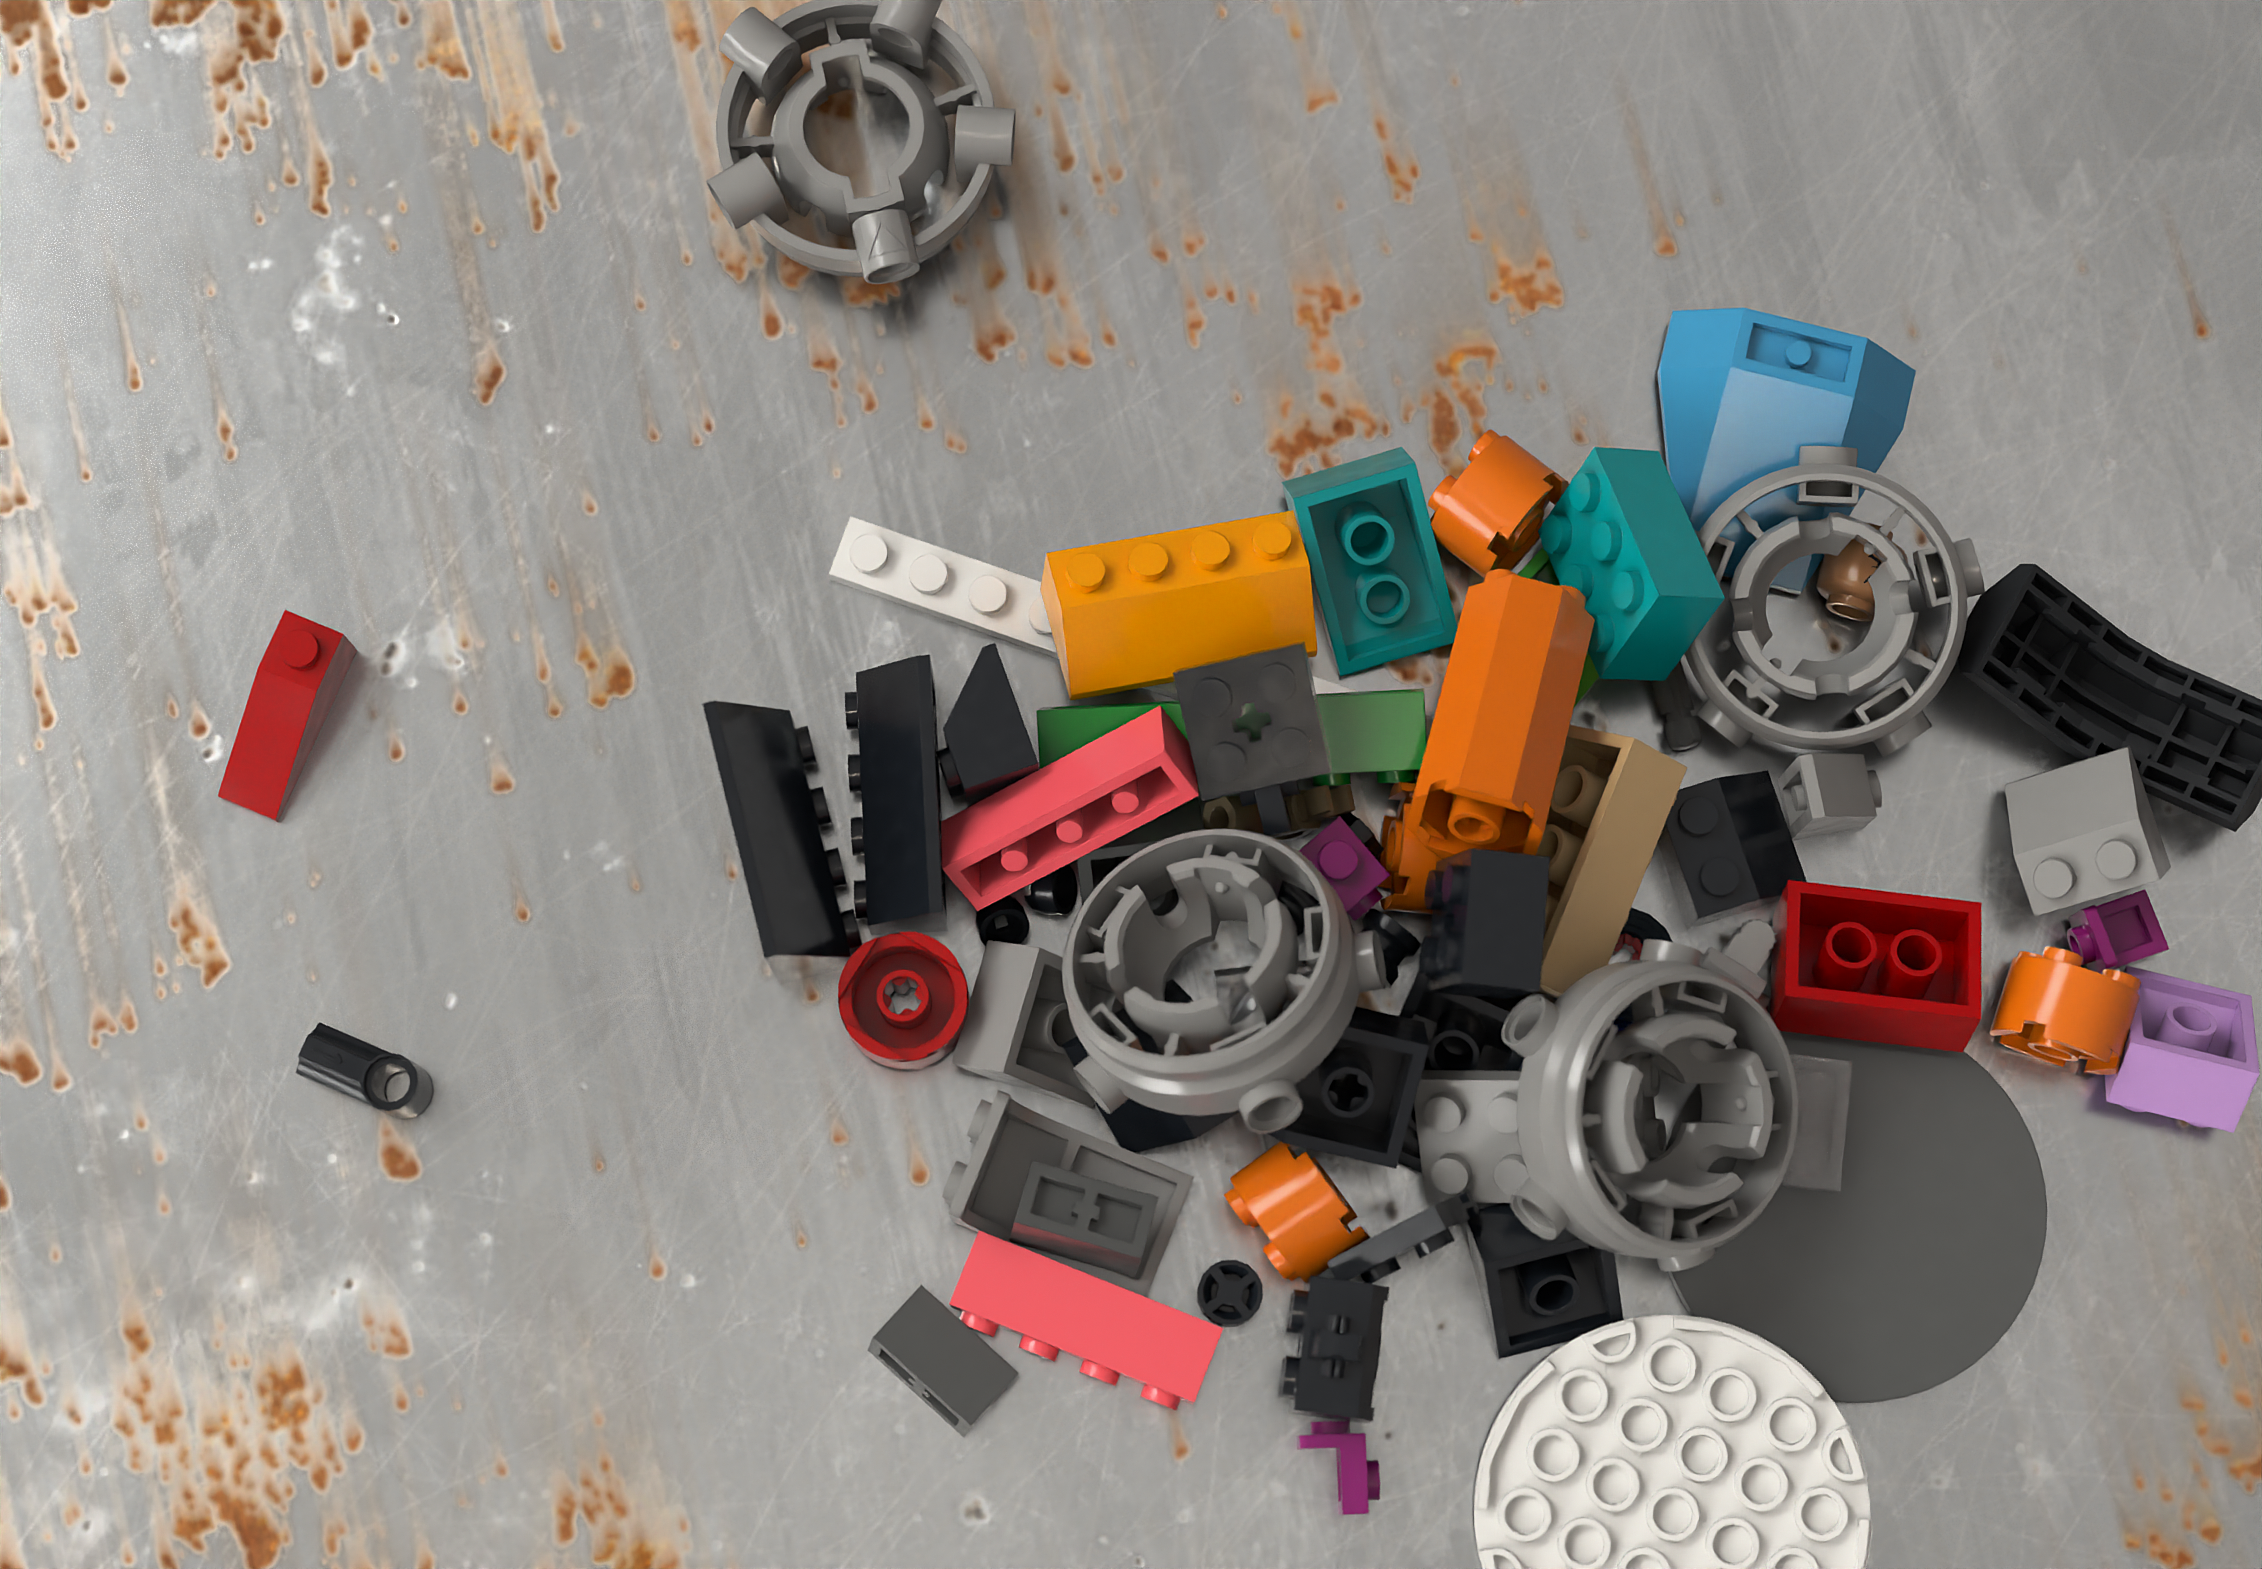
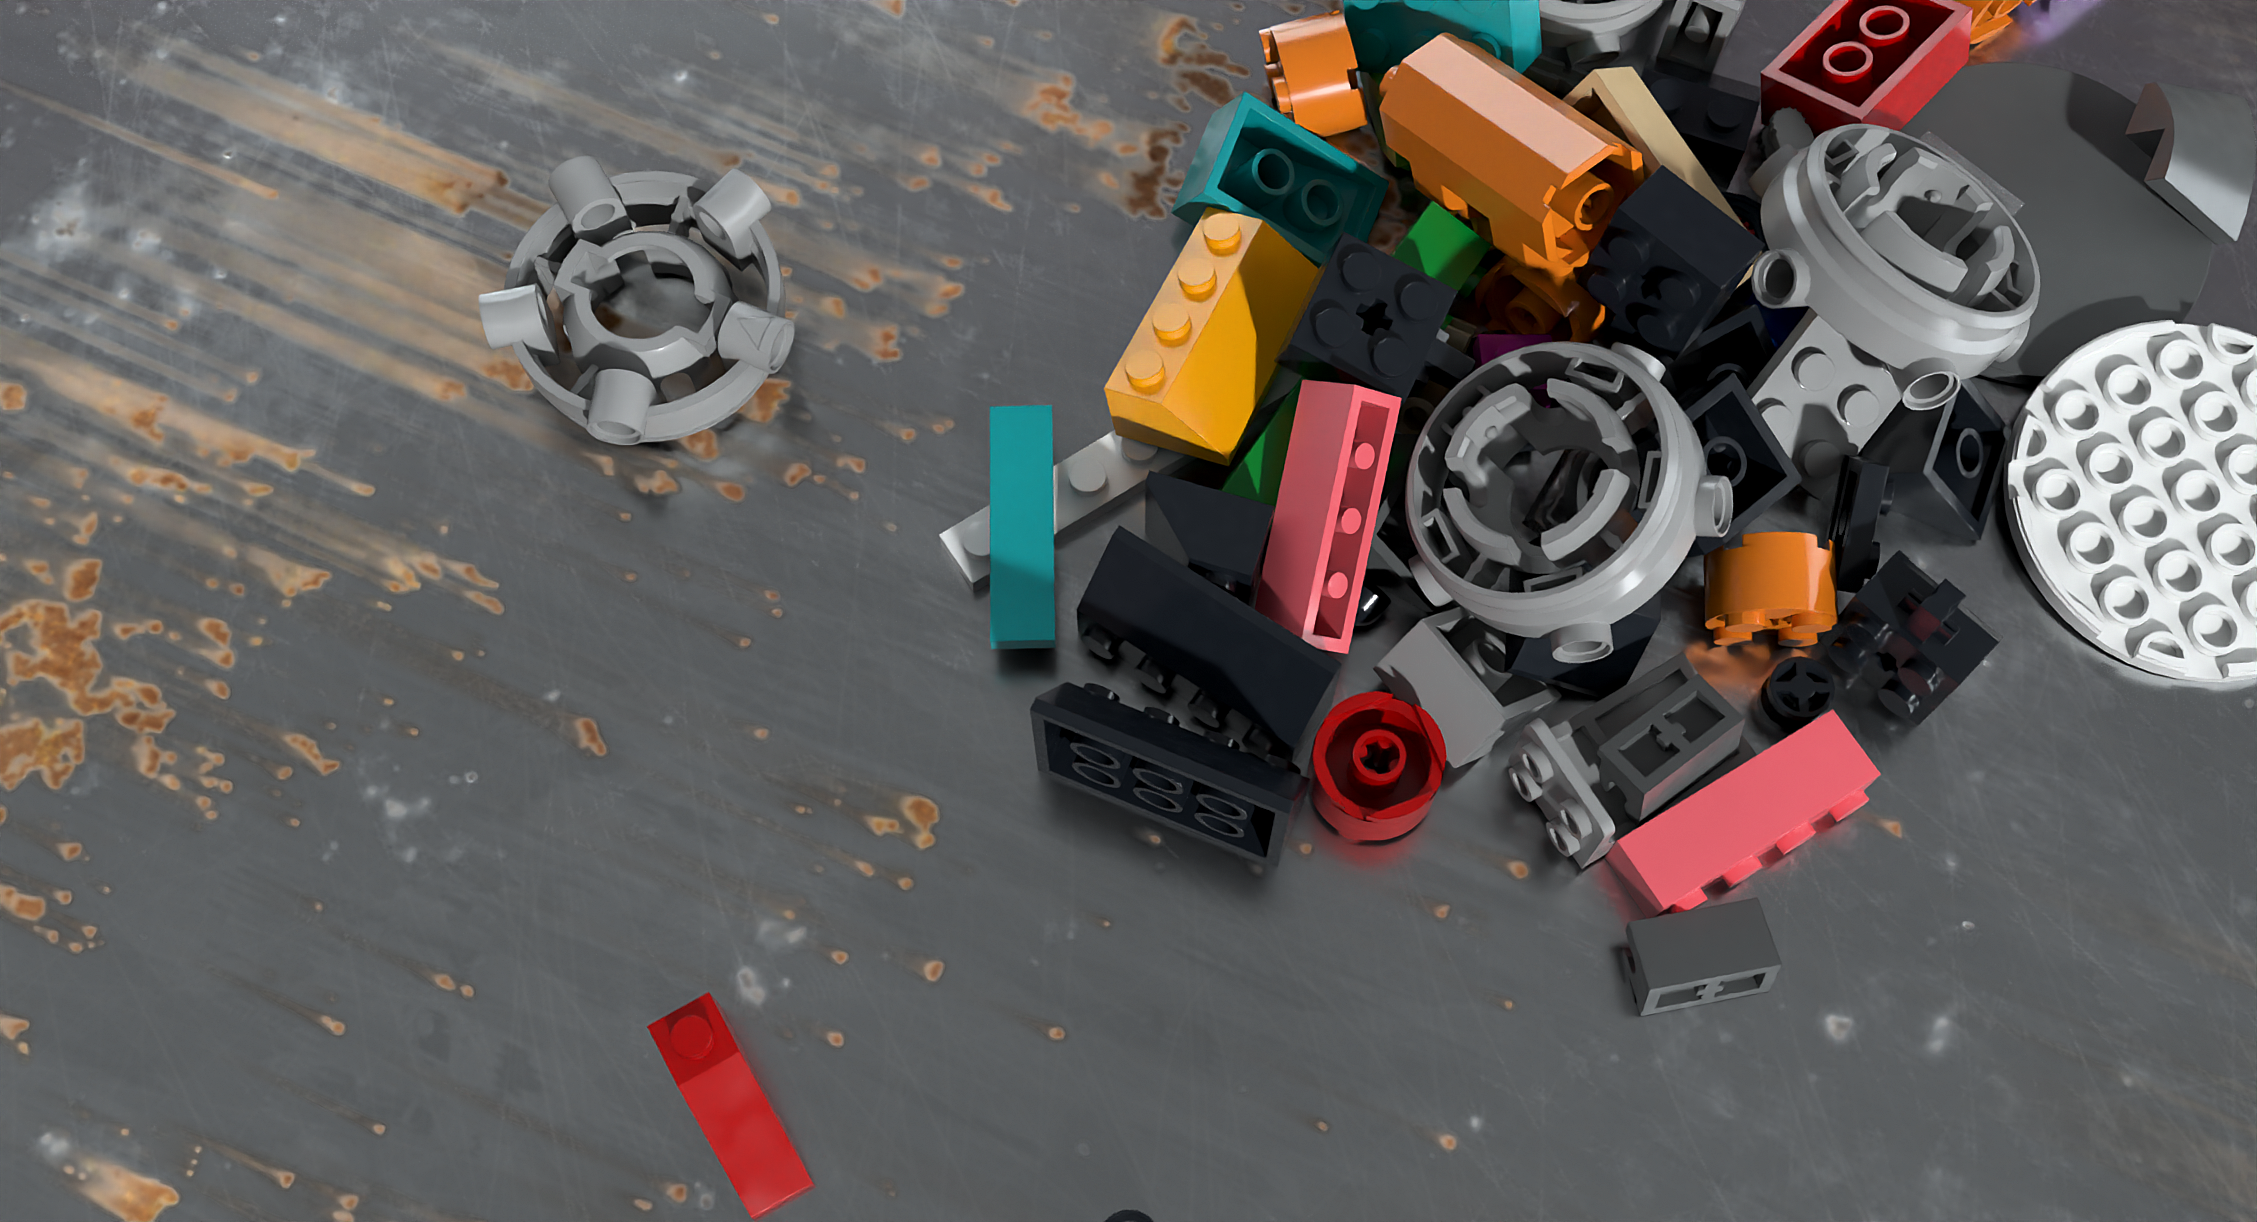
camera: 50 degrees left, 10 degrees down
(898, 576) = (1022, 527): none -> teal tile
(1016, 918) = (1364, 643): black hinge -> none
(1356, 1476) = (2005, 700): magenta bracket -> none
(2022, 1311) = (2199, 154): none -> dark grey slope

